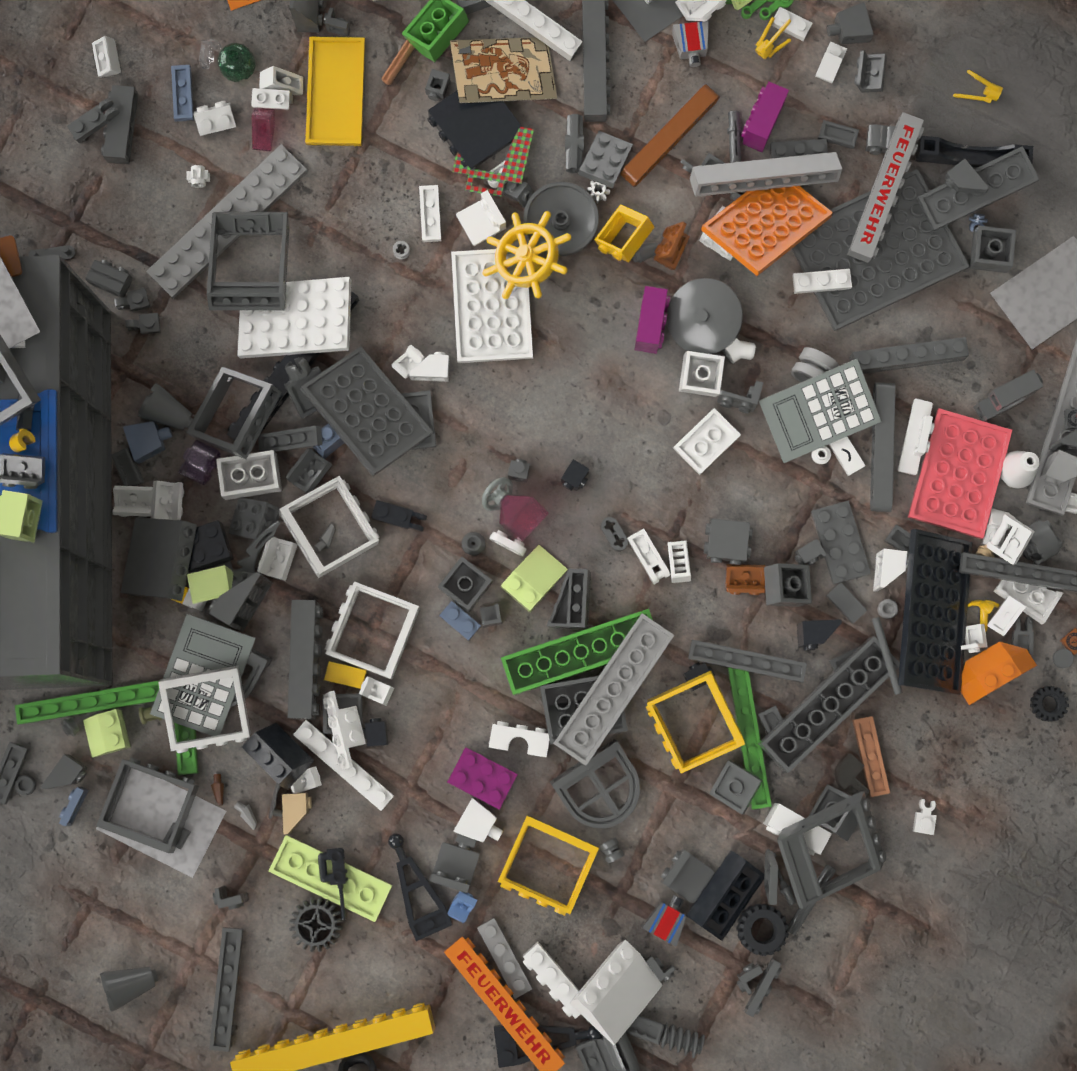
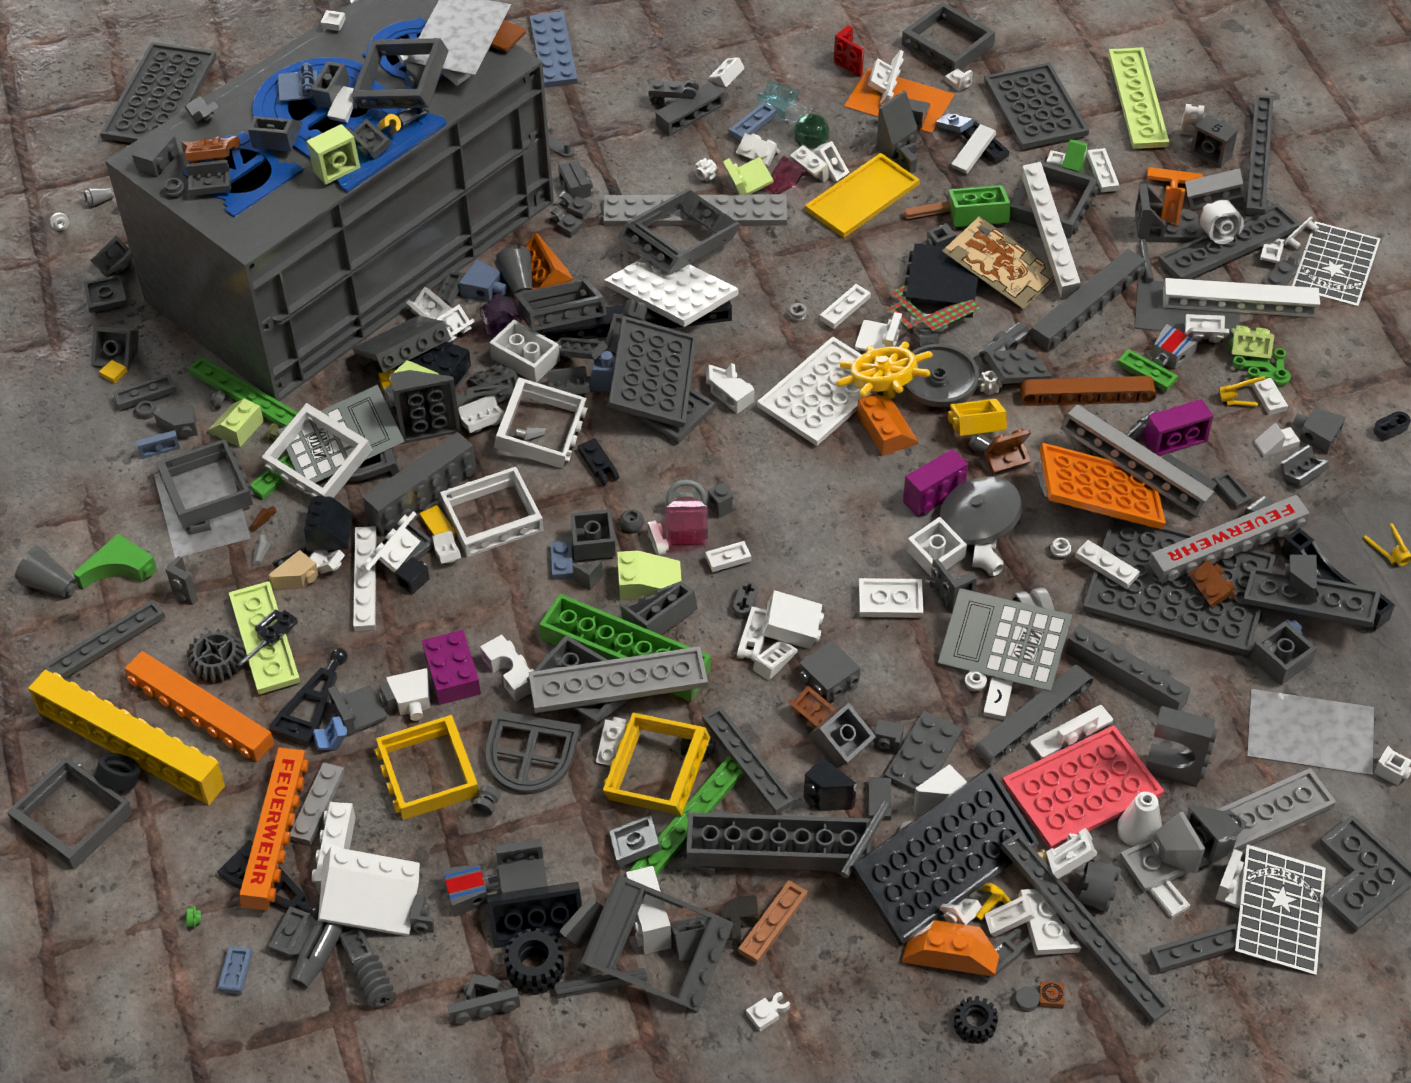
camera: 45 degrees right, 30 degrees down
(158, 921) = (116, 558): none -> bright green arch
(176, 49) = (778, 95): none -> clear light blue bracket
(182, 383) = (546, 266): none -> orange wedge
(237, 152) = (749, 176): none -> yellowish green bracket
(349, 971) = (199, 706): none -> orange brick
(565, 297) = (885, 424): none -> orange slope
(569, 511) = (728, 556): none -> white plate
(575, 476) = (759, 537): black brick -> none
(643, 726) = (611, 735): none -> white bracket
(666, 524) = (793, 620): none -> white brick
(692, 77) = (1141, 366): none -> bright green plate
(777, 287) = (1060, 547): none -> white plate
(904, 235) = (1211, 583): none -> dark orange bracket

